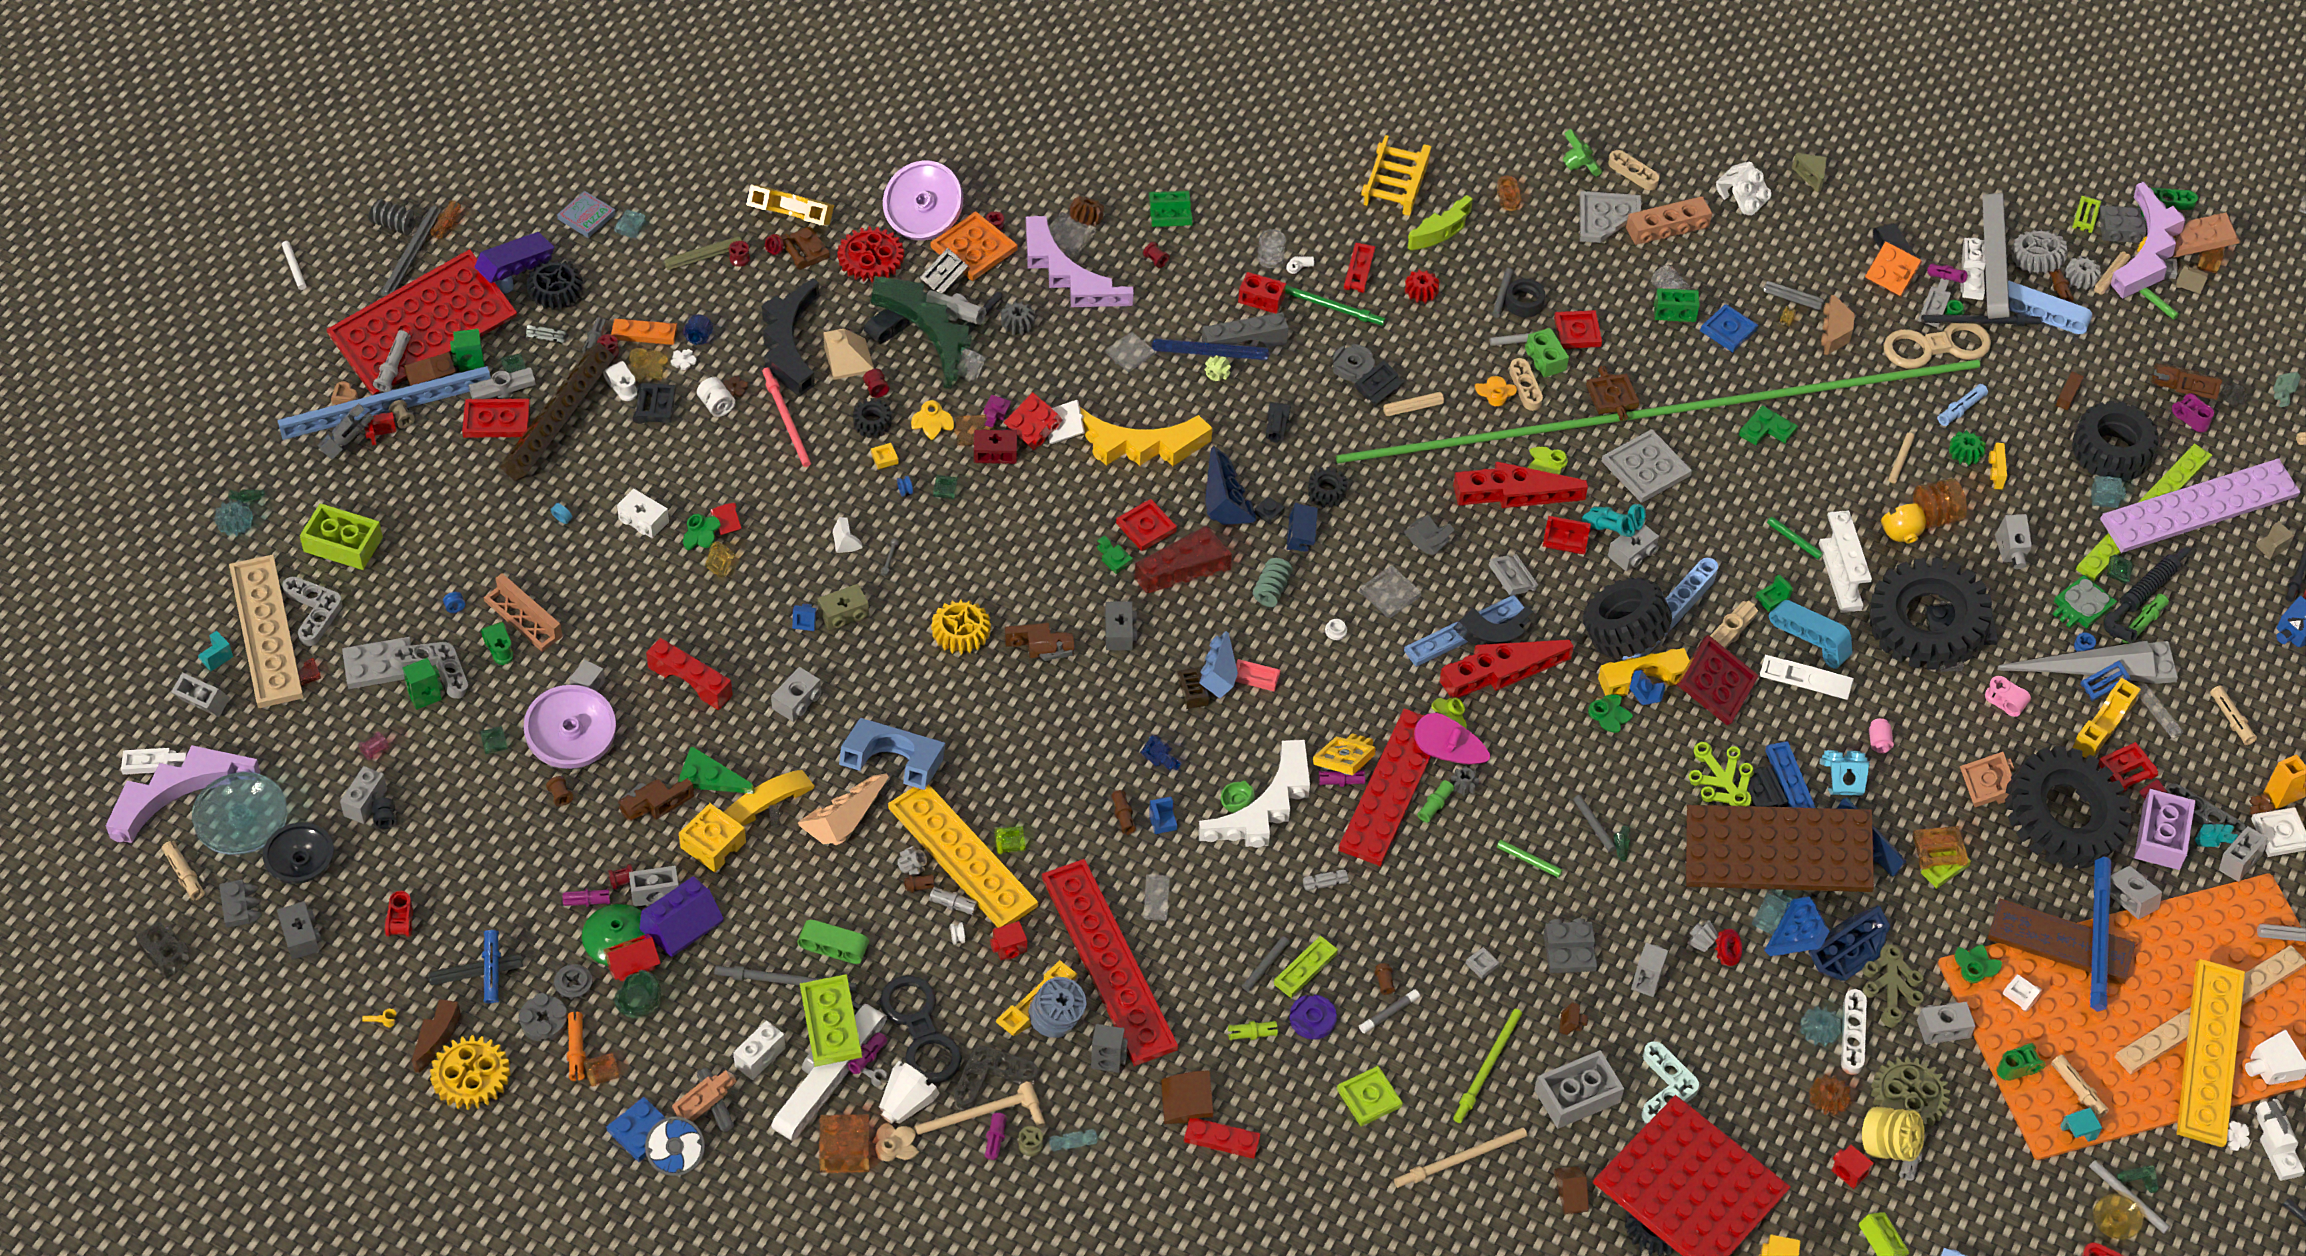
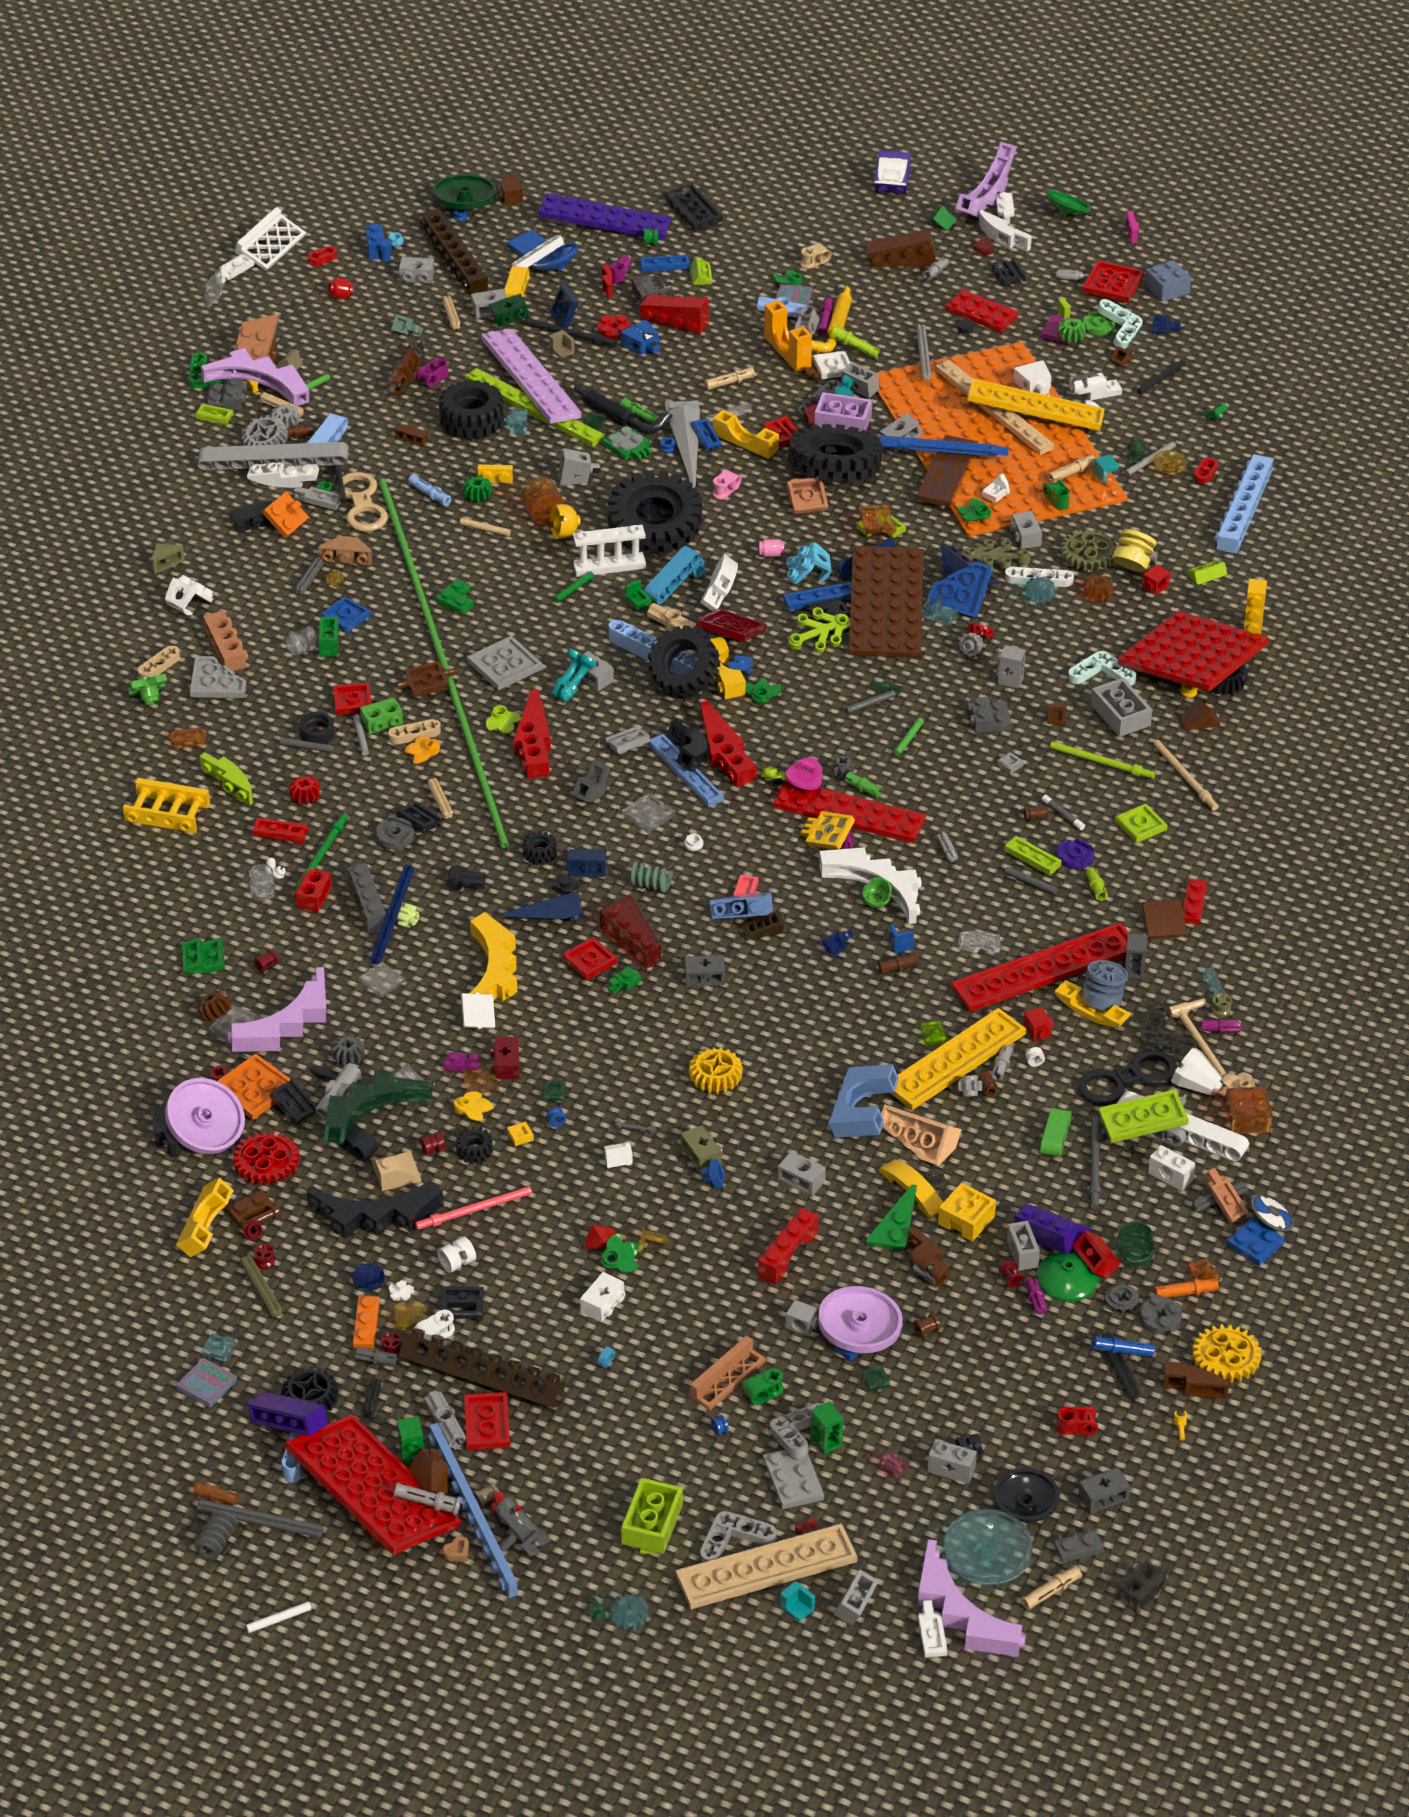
camera: 90 degrees left, 10 degrees down
(513, 363) = (419, 1410): clear green plate -> none
(736, 386) = (431, 1249): reddish brown plant -> none
(1033, 421) = (477, 1030): red plate -> none
(1040, 641) = (727, 1017): reddish brown plate -> none
(1566, 535) = (584, 709): red hinge -> none
(1947, 272) = (297, 476): magenta pin -> none

